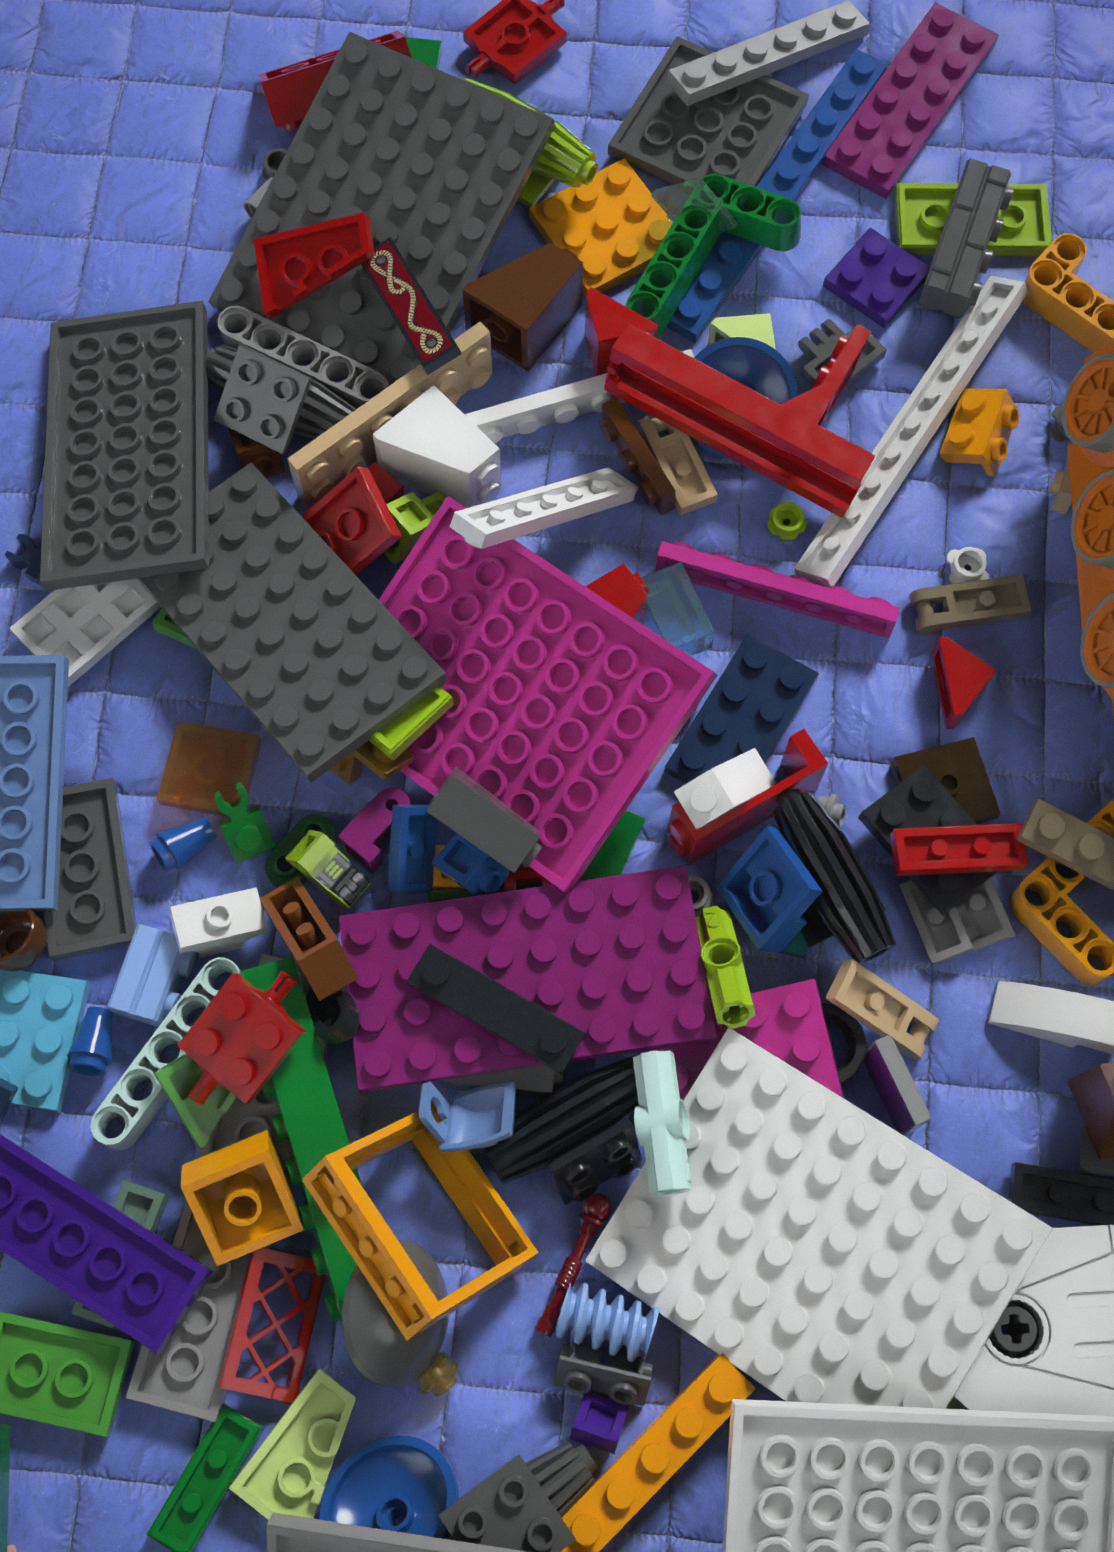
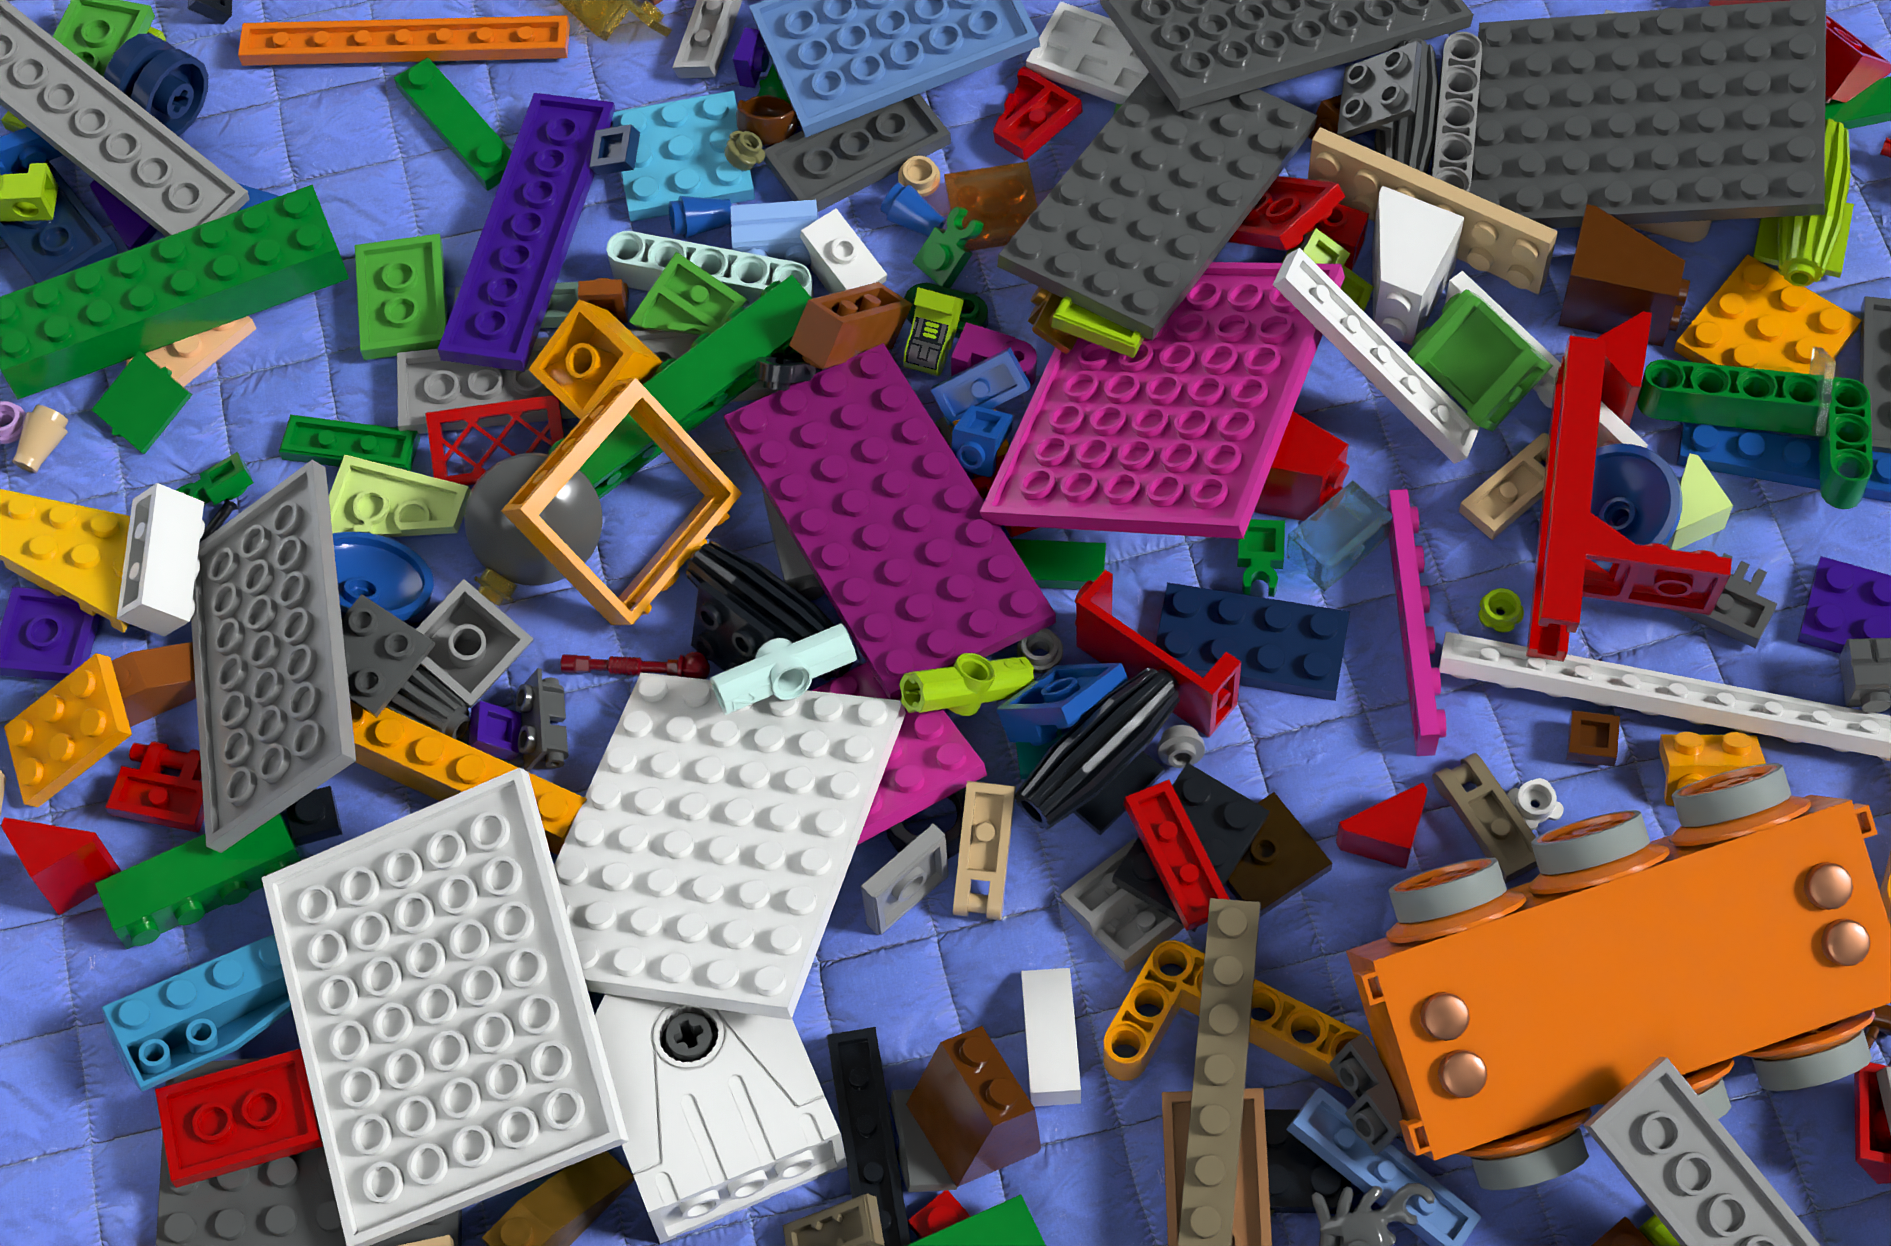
camera: 75 degrees right, 10 degrees down
(45, 973) = (744, 150): none -> olive plate
(122, 698) = (1034, 114): none -> red wing
(142, 823) = (920, 174): none -> tan plate
(154, 1165) = (607, 294): none -> dark orange bracket
(241, 1038) = (730, 297): red plate -> none
(309, 258) = (1551, 68): red wing -> none
(410, 307) = (1540, 164): tile -> none
(471, 1117) = (733, 521): medium blue piece -> none
(485, 821) = (1019, 409): dark grey slope -> none
(496, 1009) = (838, 492): black plate -> none
(504, 1418) = (471, 643): none -> light grey slope
(556, 437) = (1479, 359): none -> bright green panel
(607, 1322) = (587, 701): light blue piece -> none
(637, 457) = (1503, 442): reddish brown plate -> none
(724, 788) = (1147, 609): white slope -> none
(927, 501) = (1593, 738): none -> reddish brown plate

